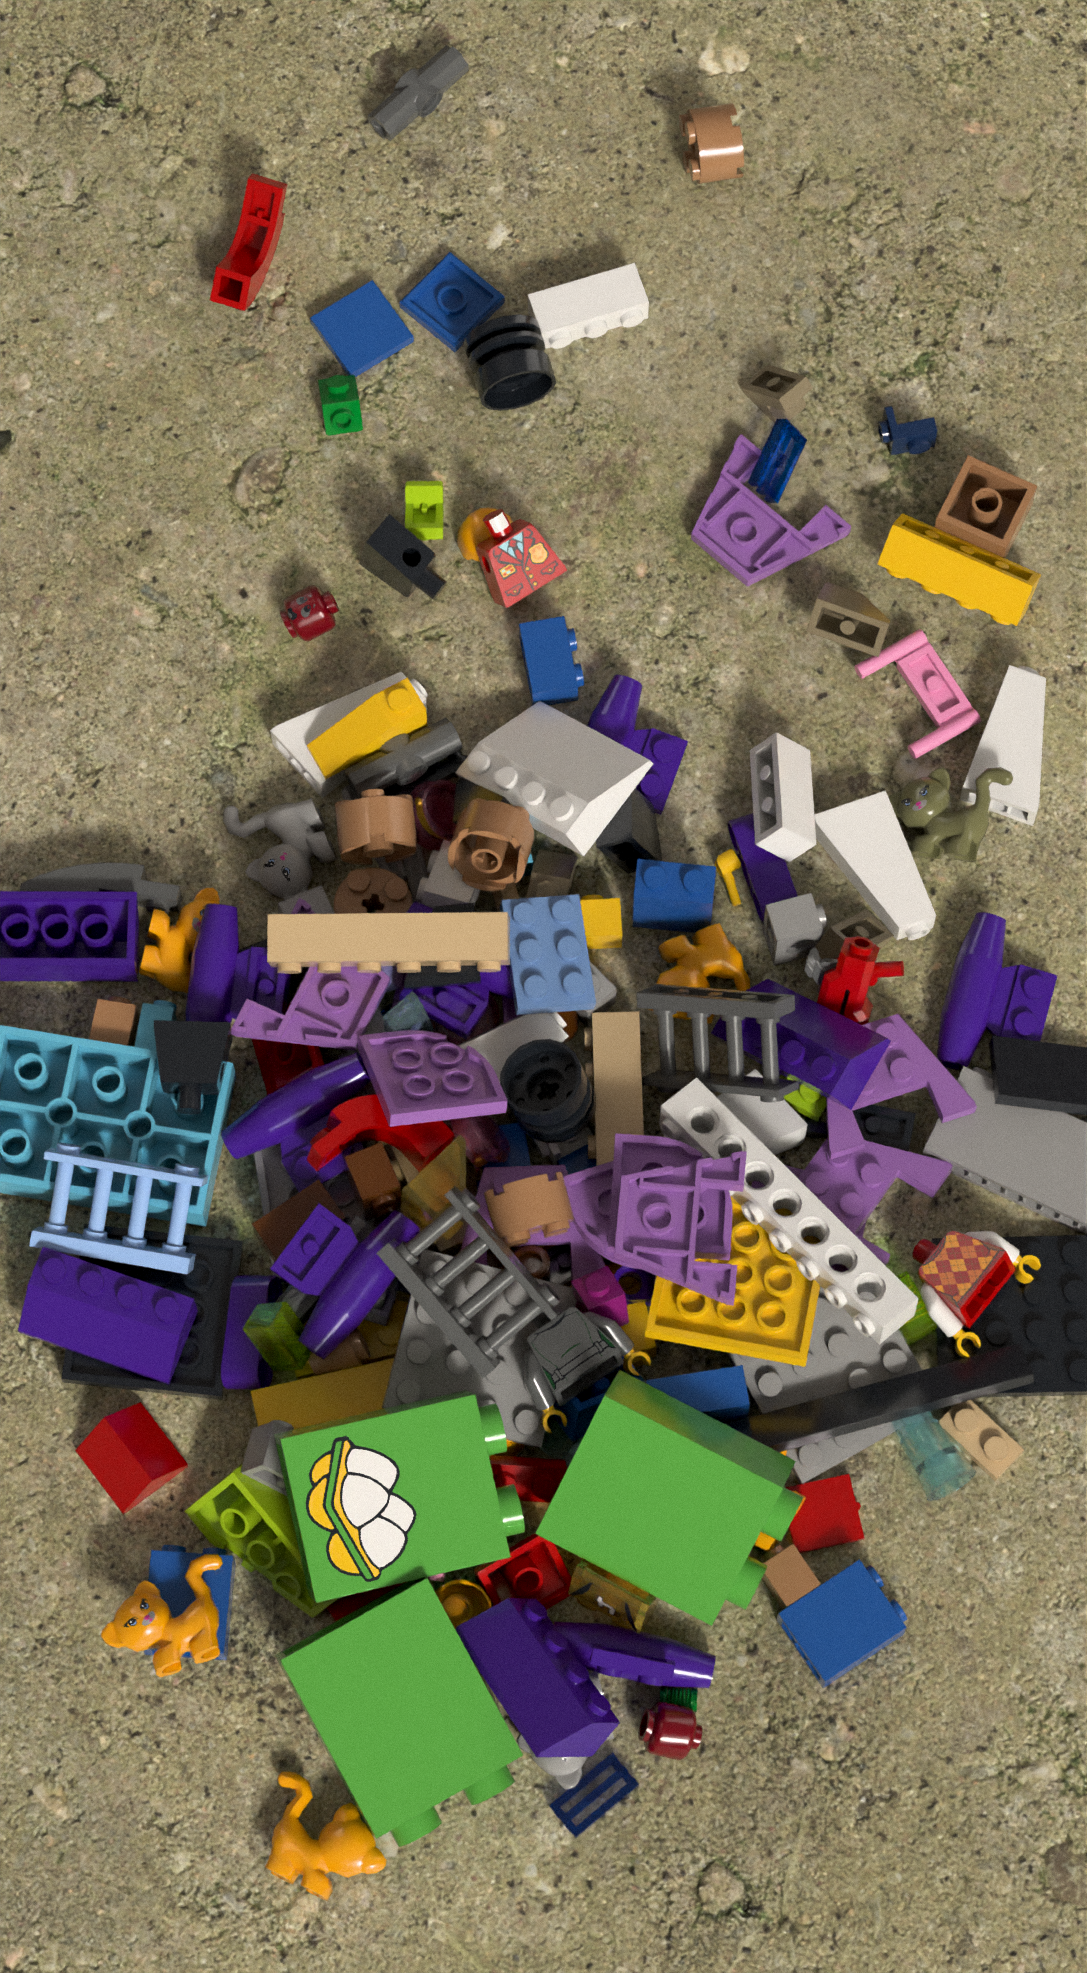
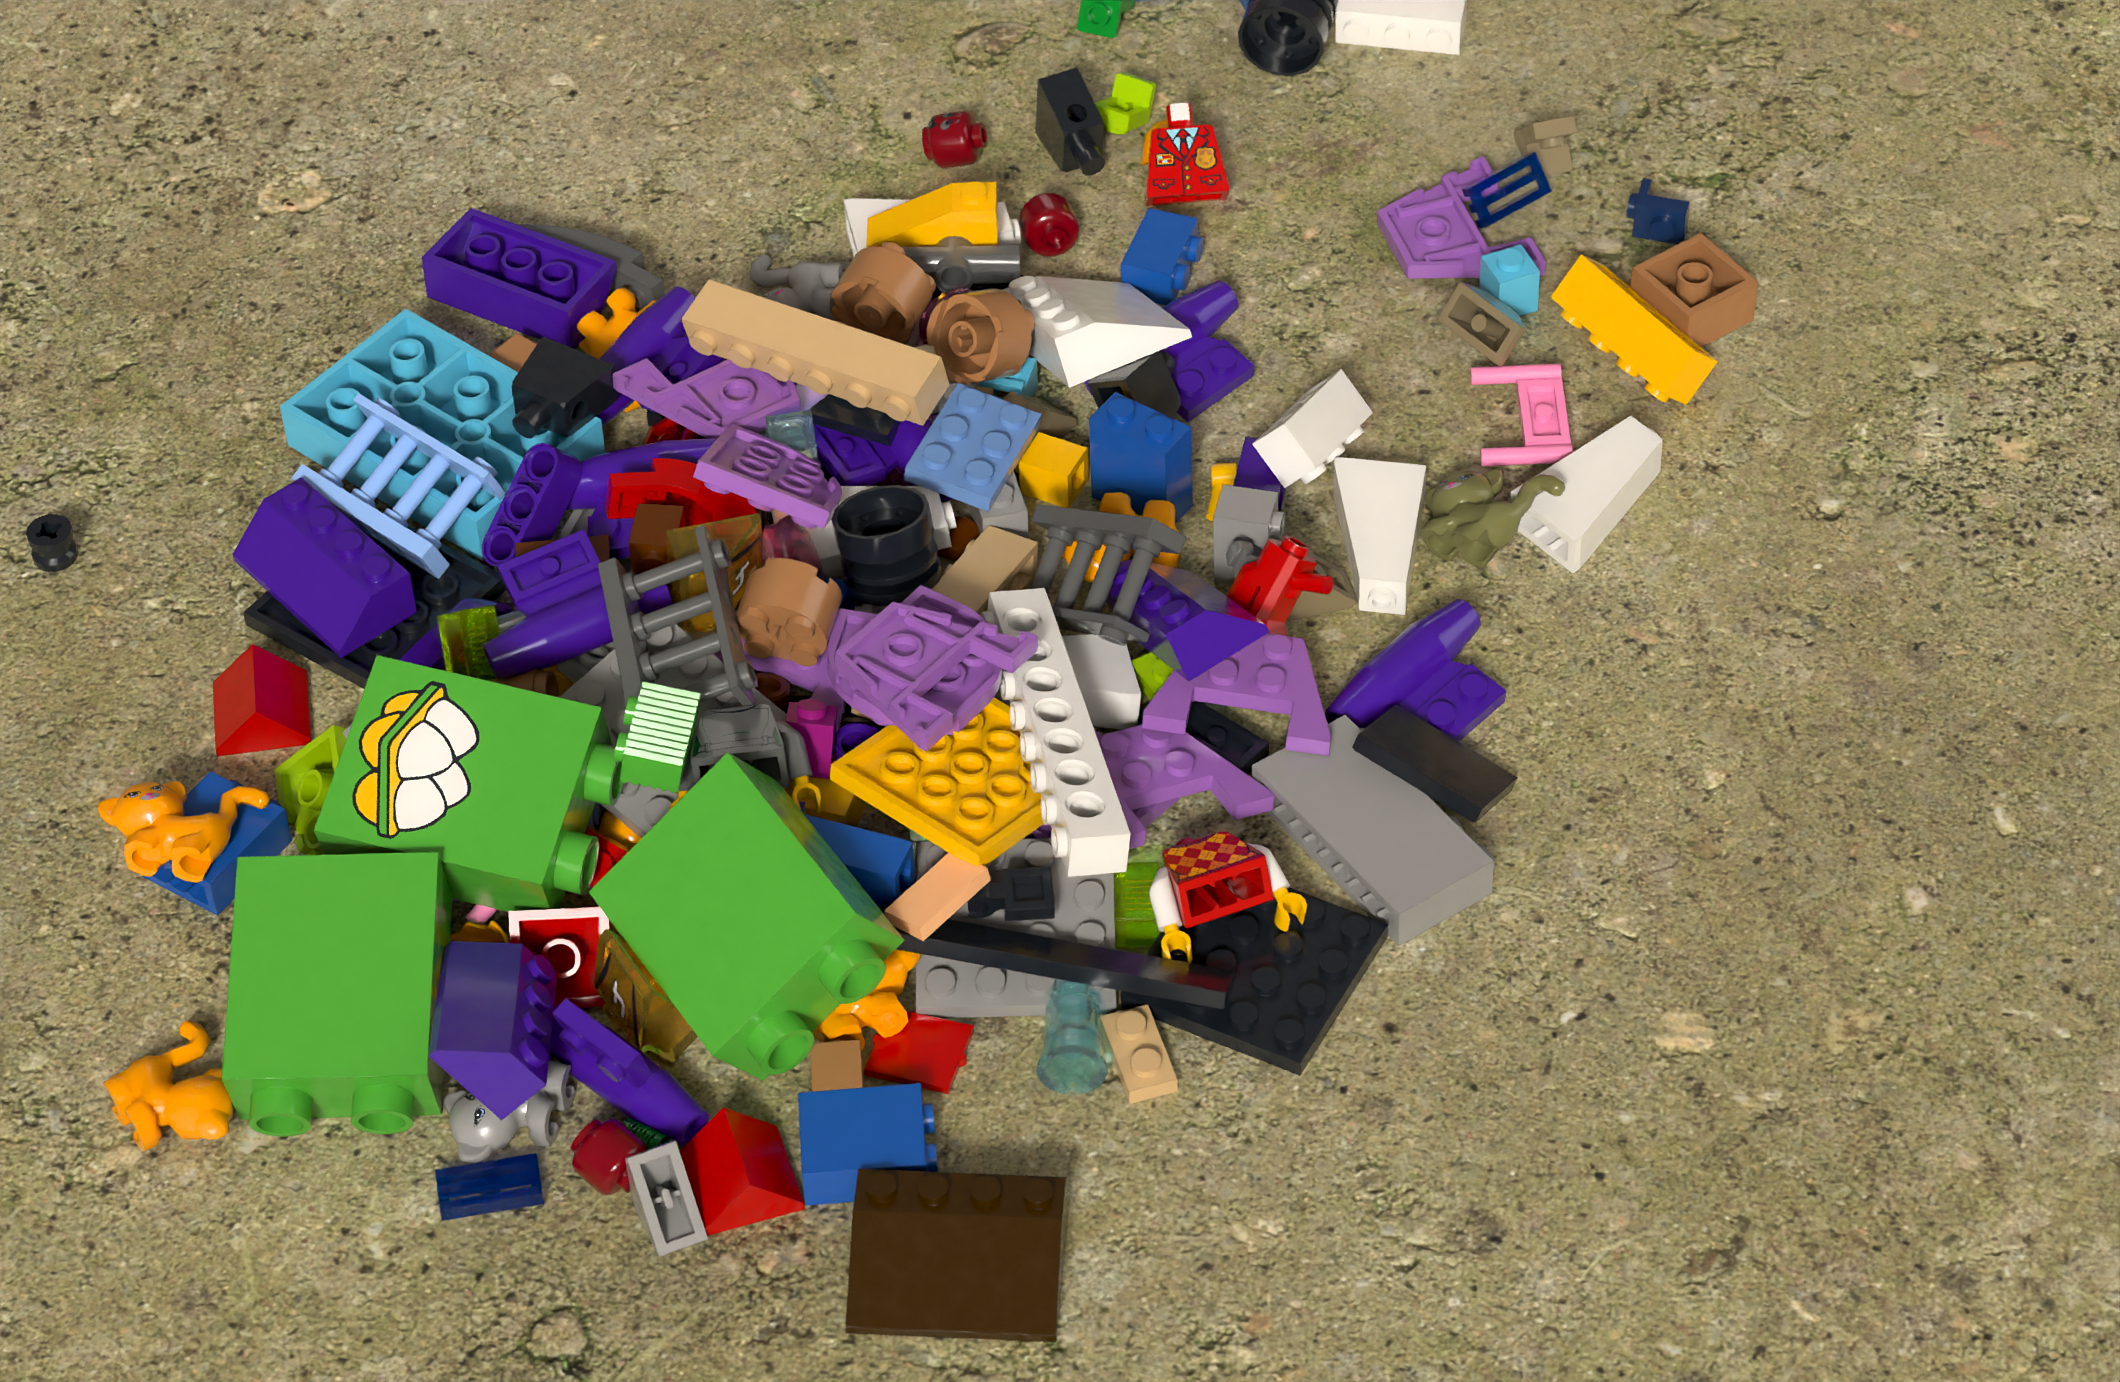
camera: 30 degrees right, 25 degrees down
(233, 1195) = (533, 488): none -> dark purple beam
(440, 669) = (1048, 220): none -> dark red head
(524, 1389) = (658, 737): none -> brick
(736, 1749) = (664, 1198): none -> light grey slope
(766, 1692) = (739, 1172): none -> red slope
(786, 1402) = (936, 896): none -> light nougat tile
(835, 1359) = (1021, 893): none -> black plate
(836, 560) = (1511, 278): none -> medium azure brick
(965, 1685) = (957, 1255): none -> dark brown slope

